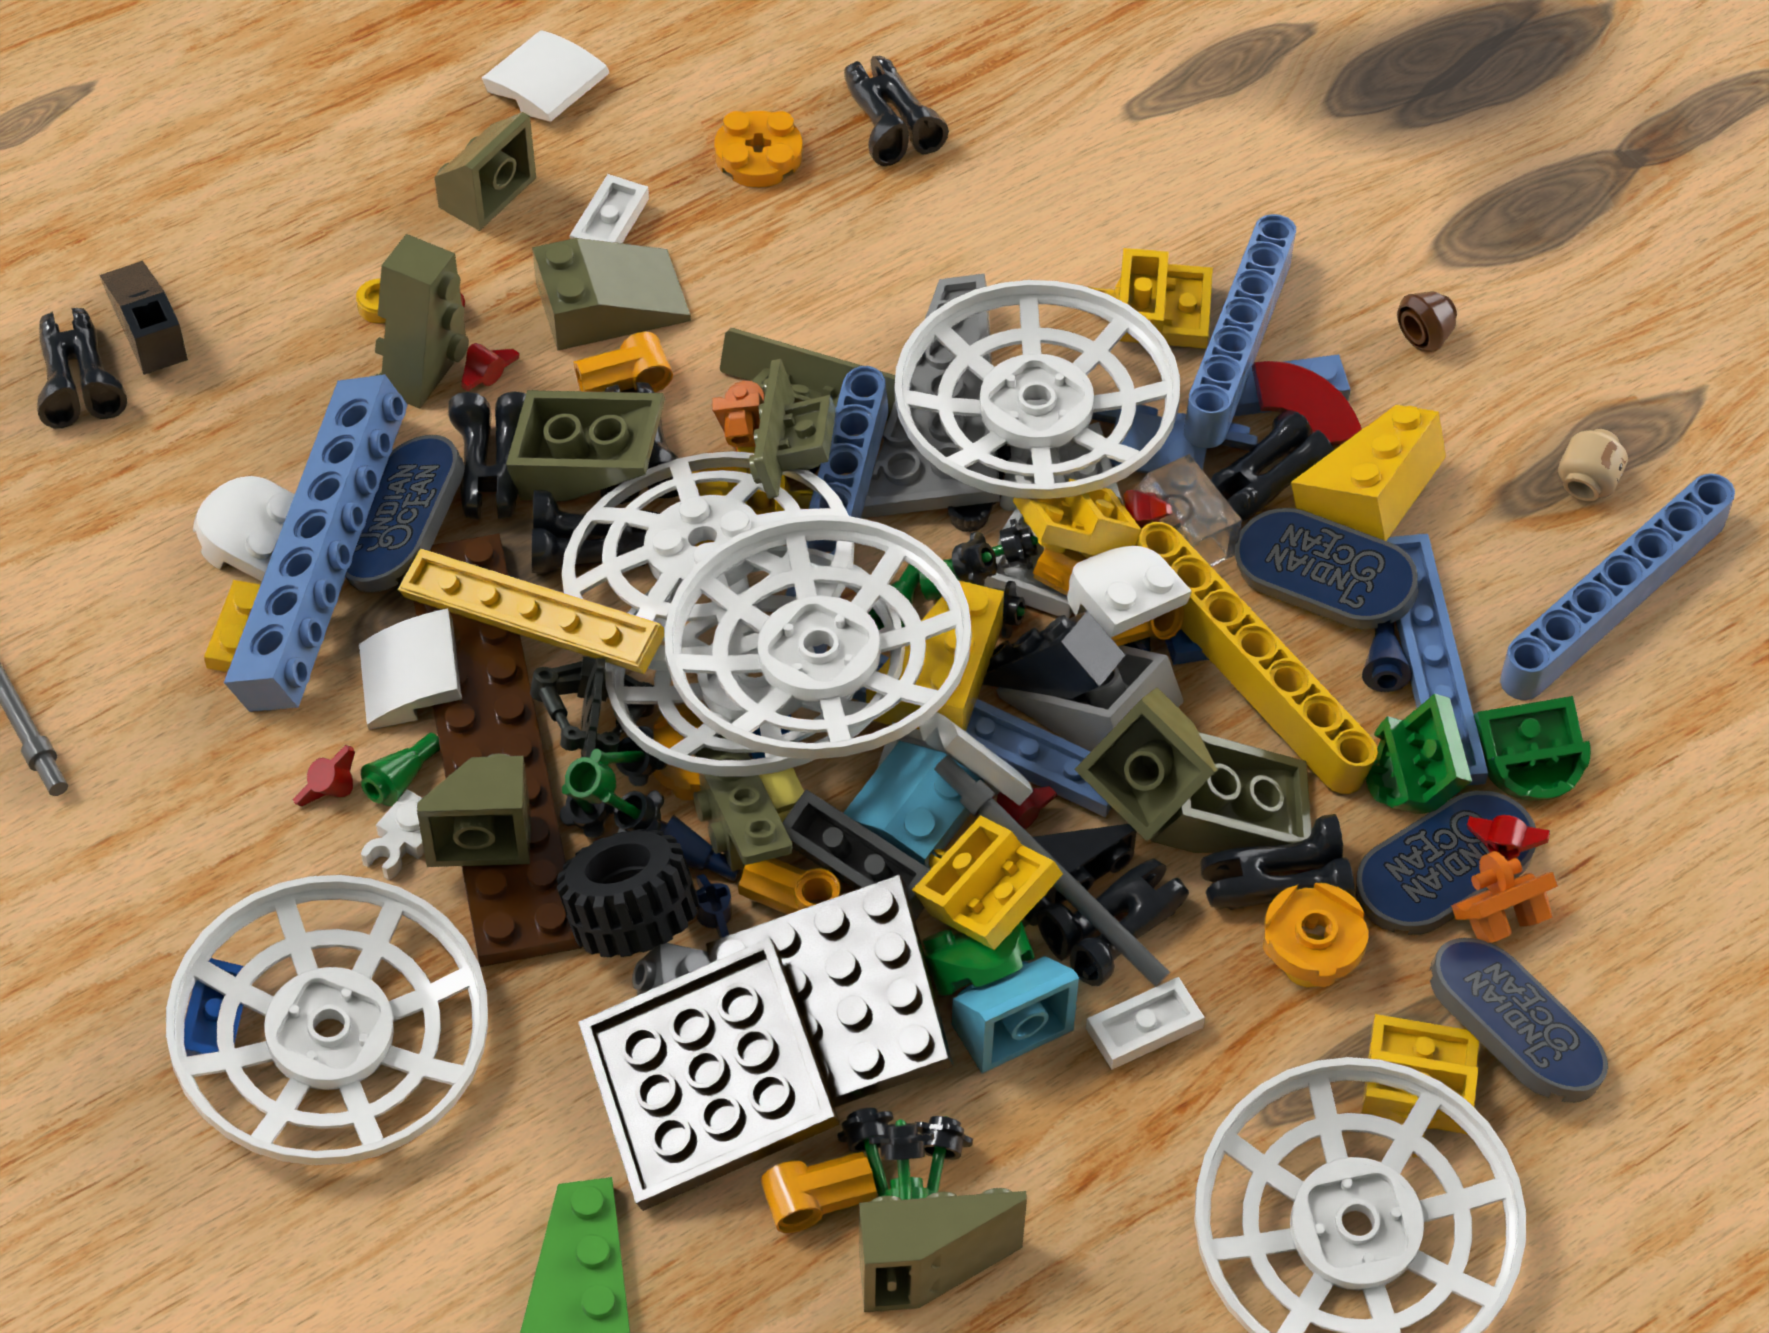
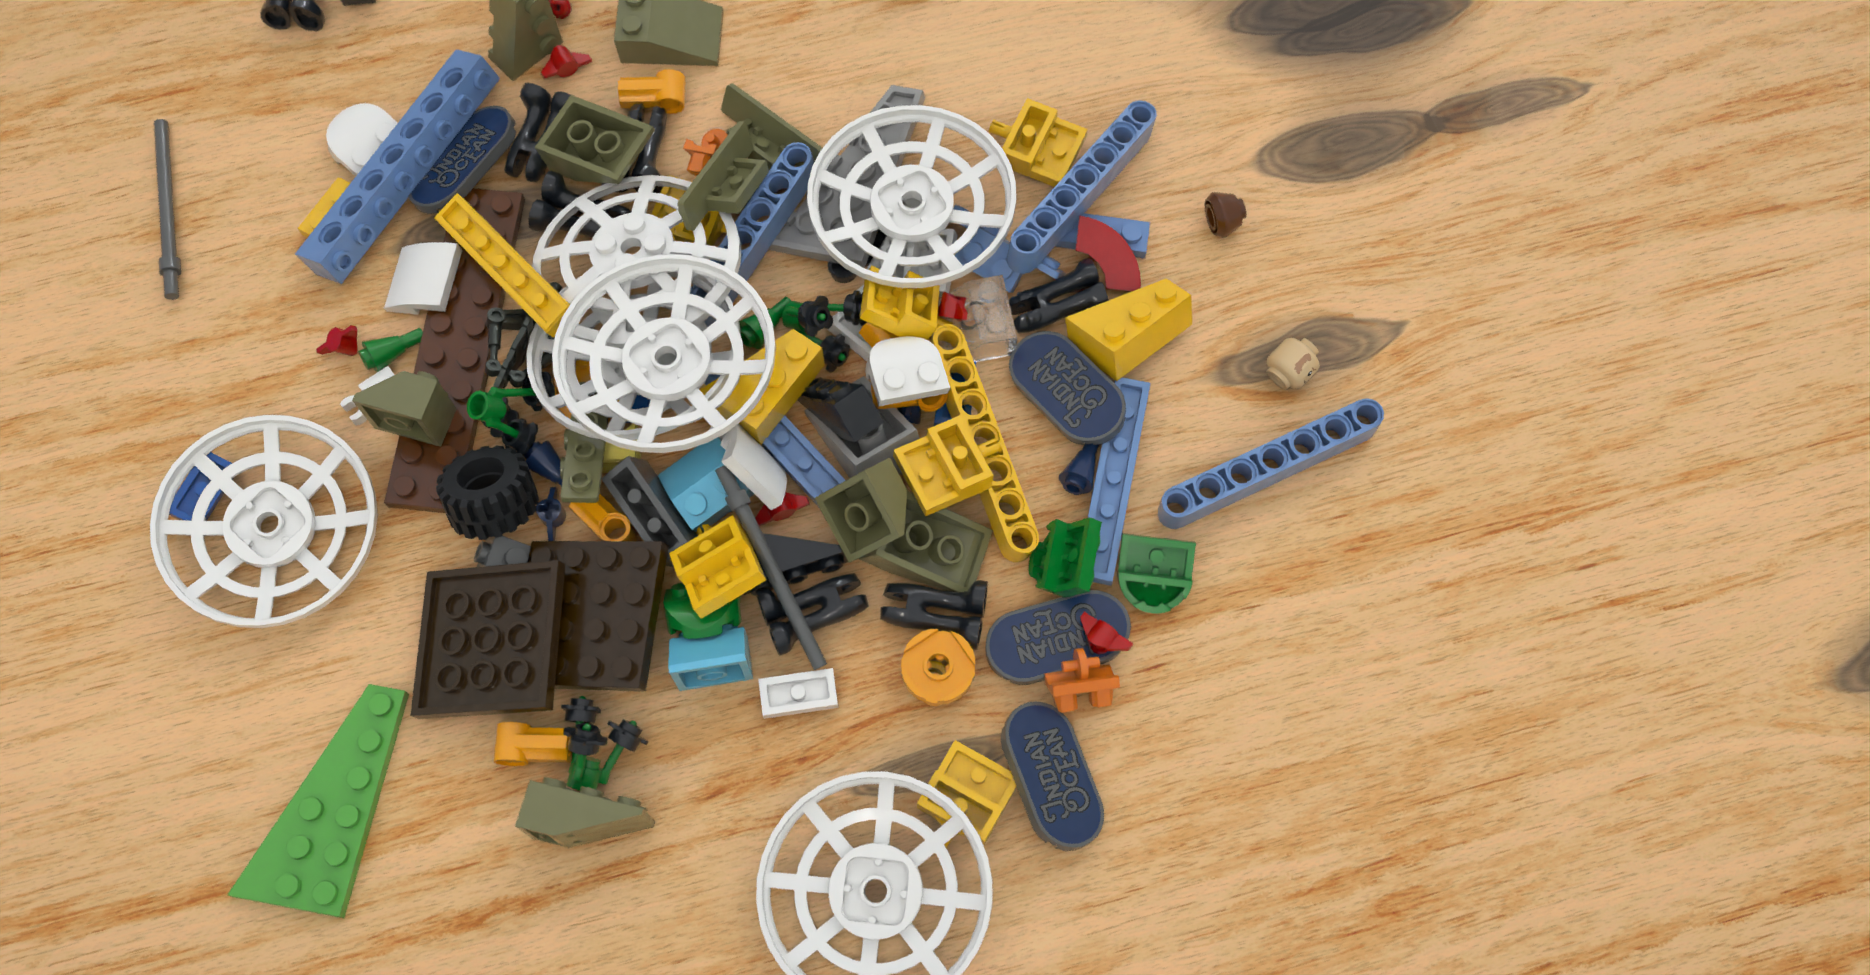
camera: 20 degrees right, 15 degrees up
(1229, 682) = (946, 465): none -> yellow plate

